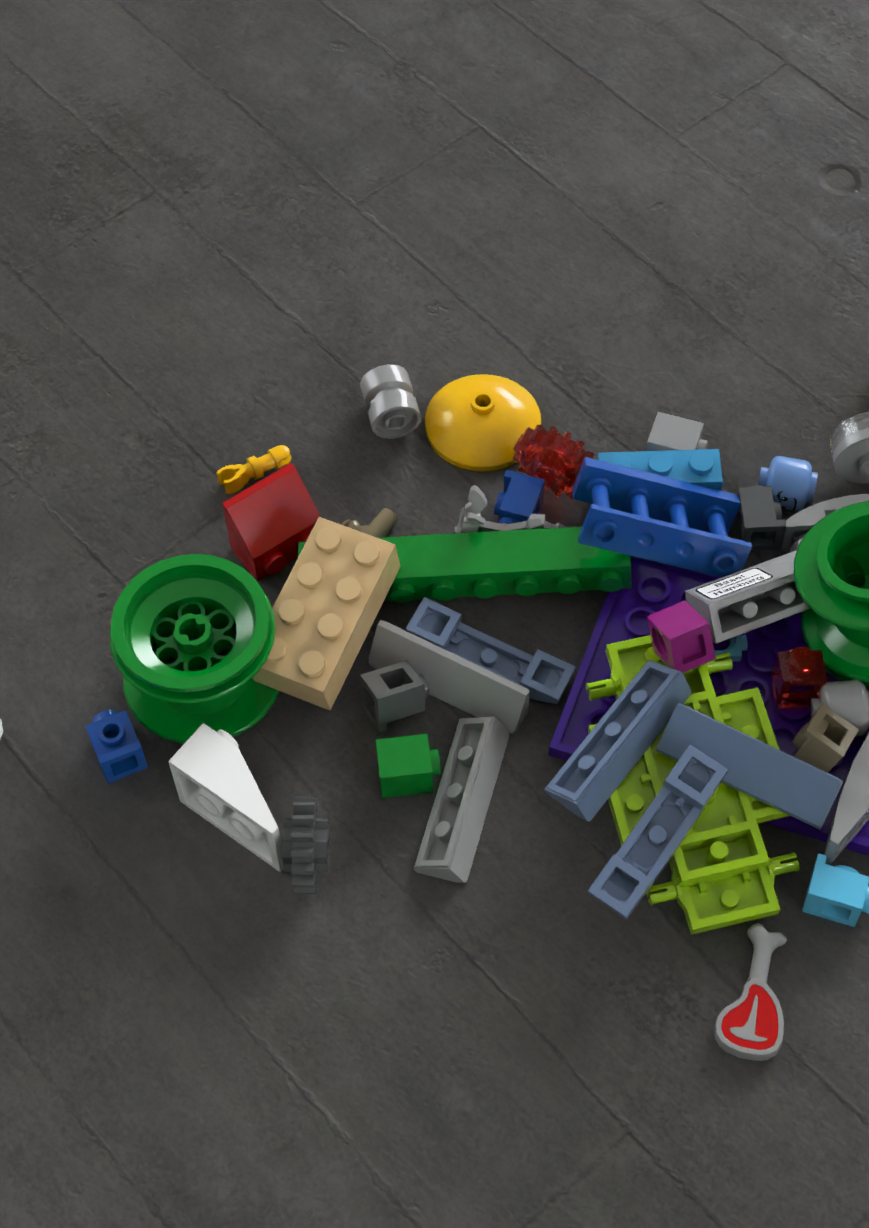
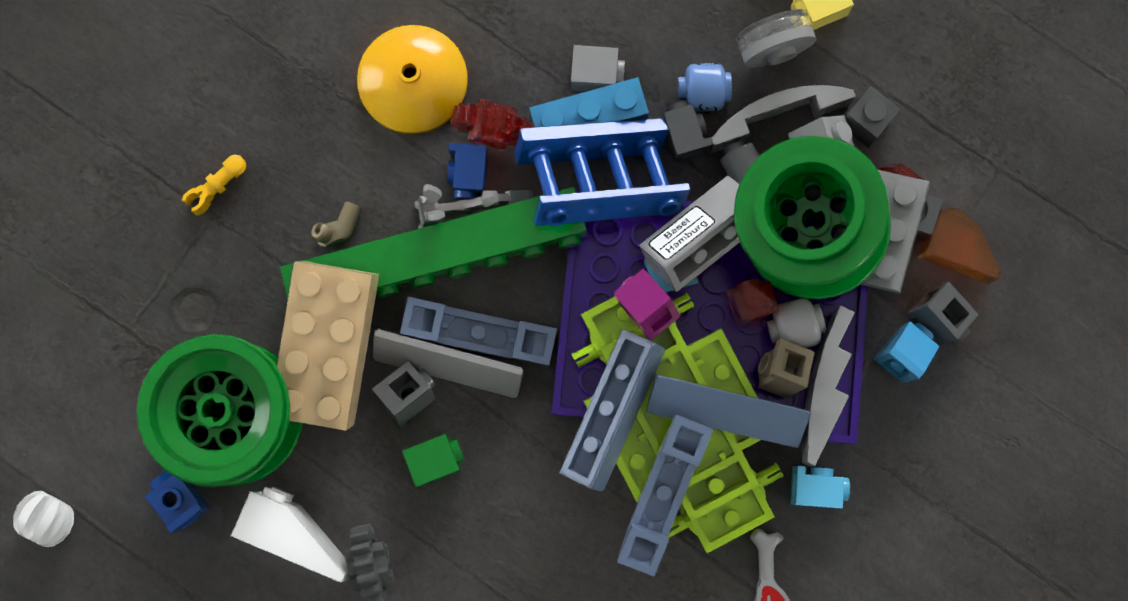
camera: 15 degrees left, 25 degrees up
(270, 521) = (251, 251): red slope -> none
(390, 401) = (319, 80): light grey wheel -> none
(462, 799) = (488, 473): light grey slope -> none

